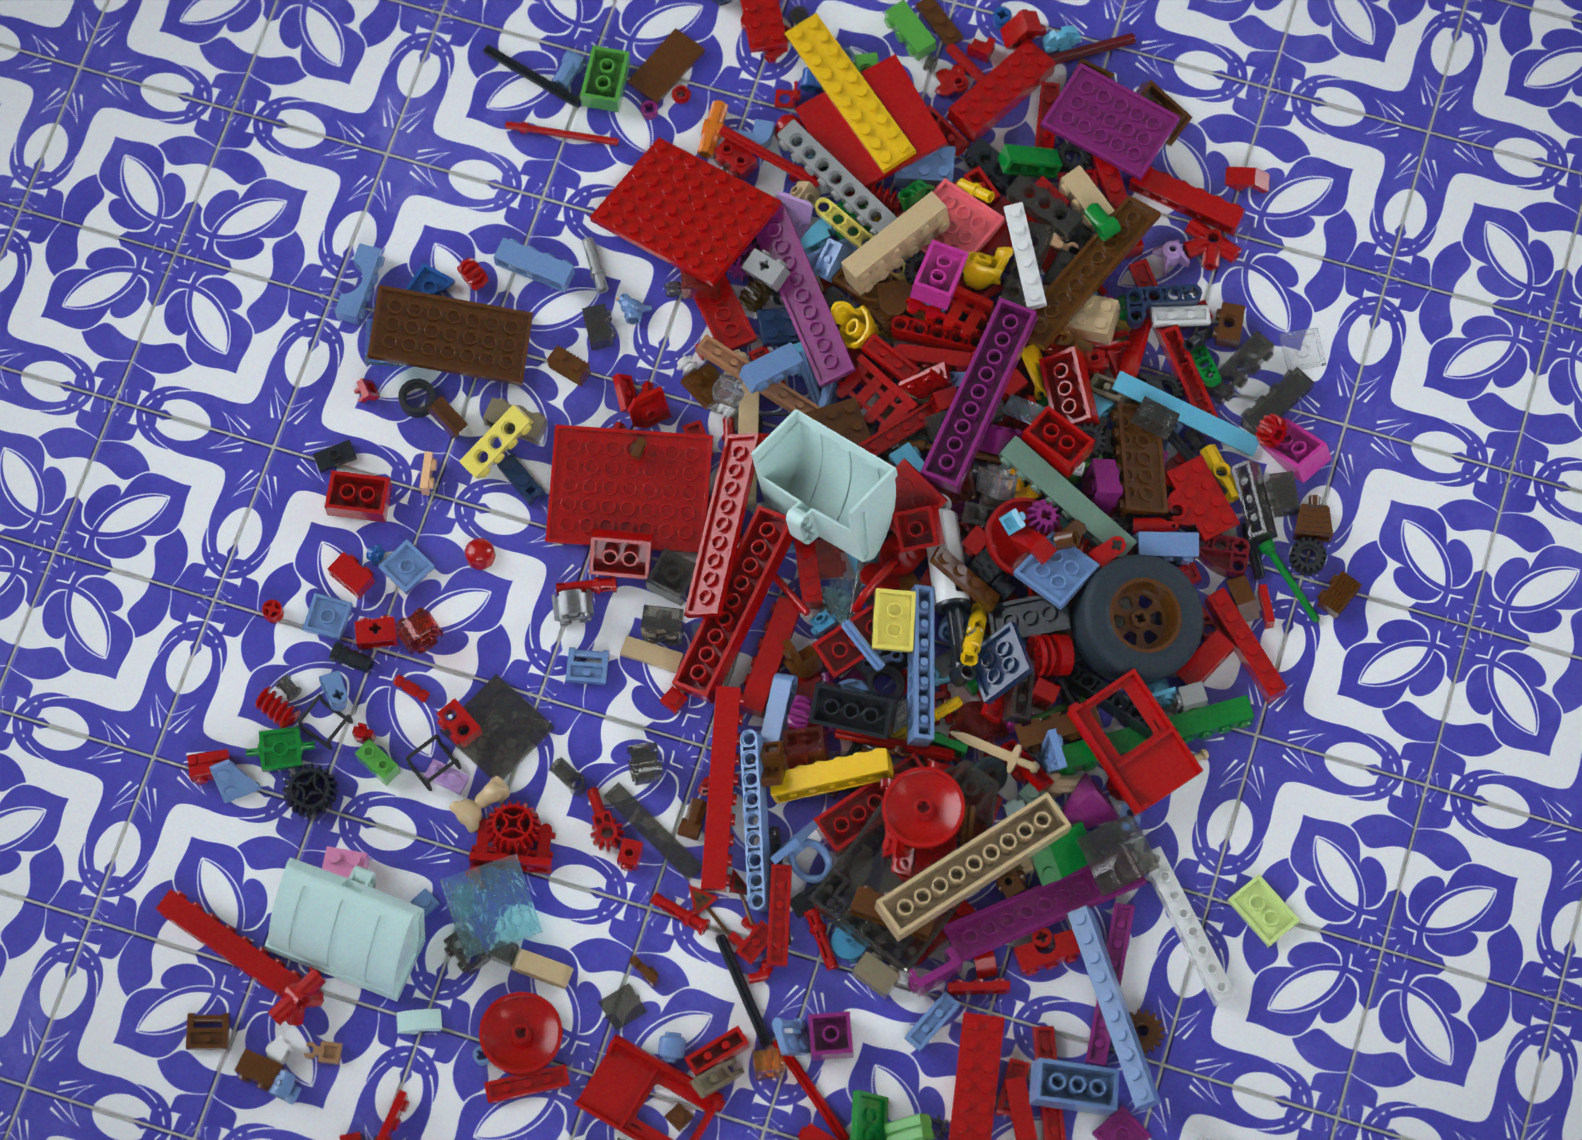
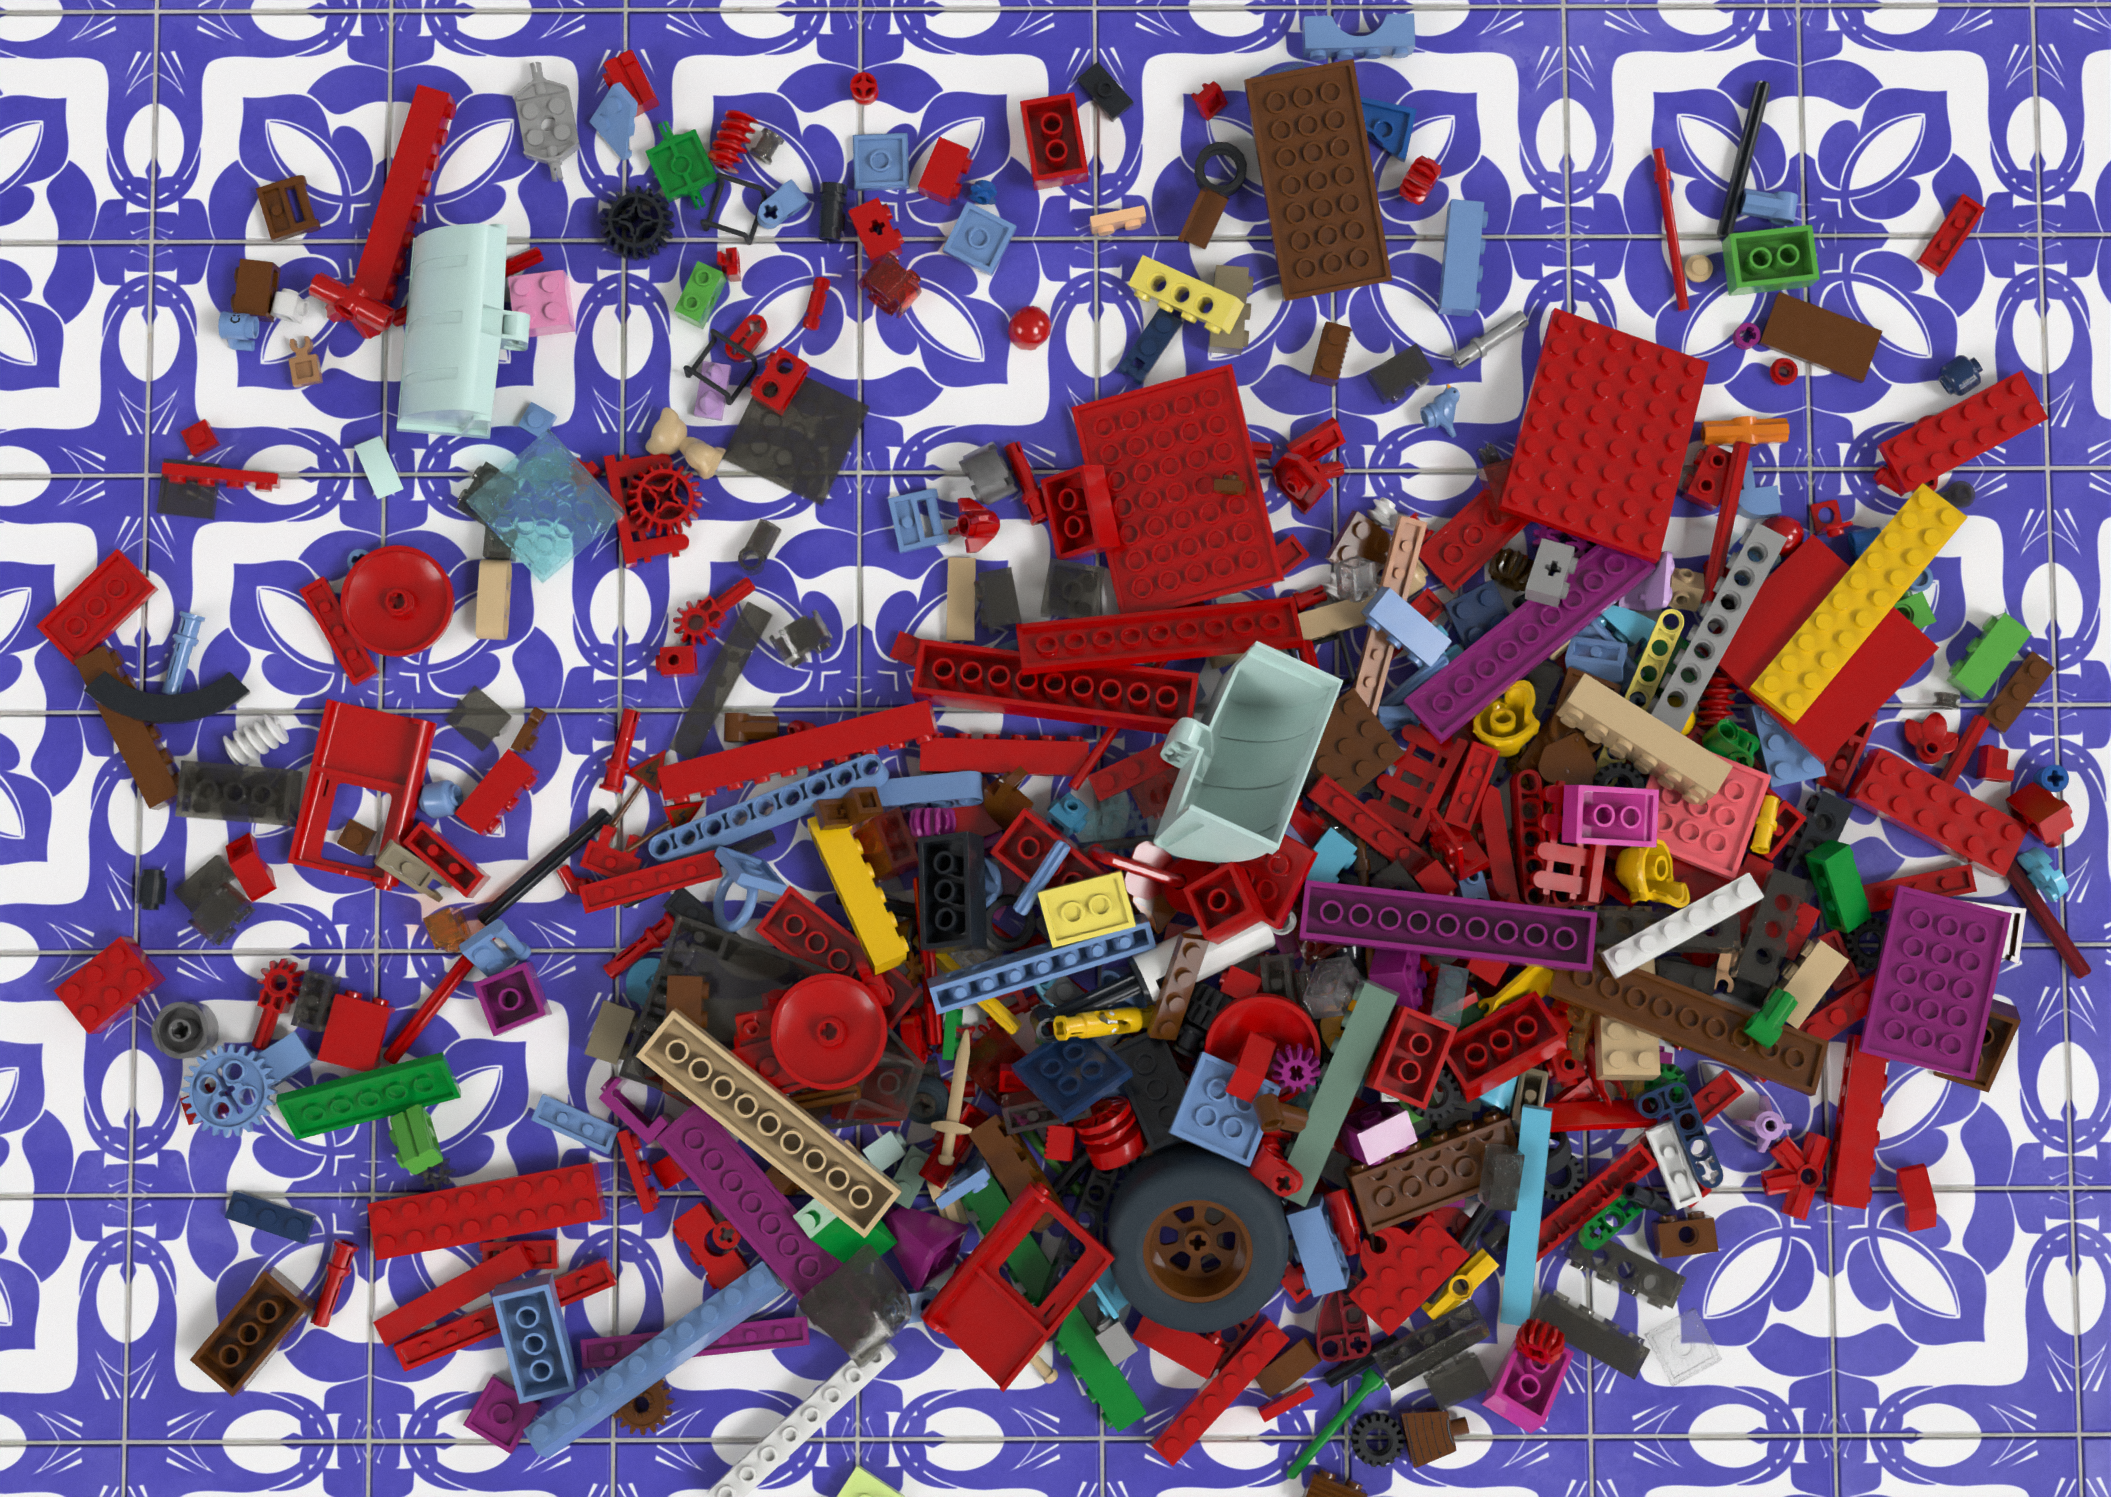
camera: 70 degrees right, 15 degrees up
(201, 823) = (541, 101): none -> light grey plate
(415, 744) = (742, 333): none -> red beam
(594, 124) = (1698, 268): none -> tan plate
(604, 626) = (977, 524): none -> red brick
(681, 1005) = (497, 793): none -> red brick
(1013, 521) = (1272, 1030): medium azure tile -> none

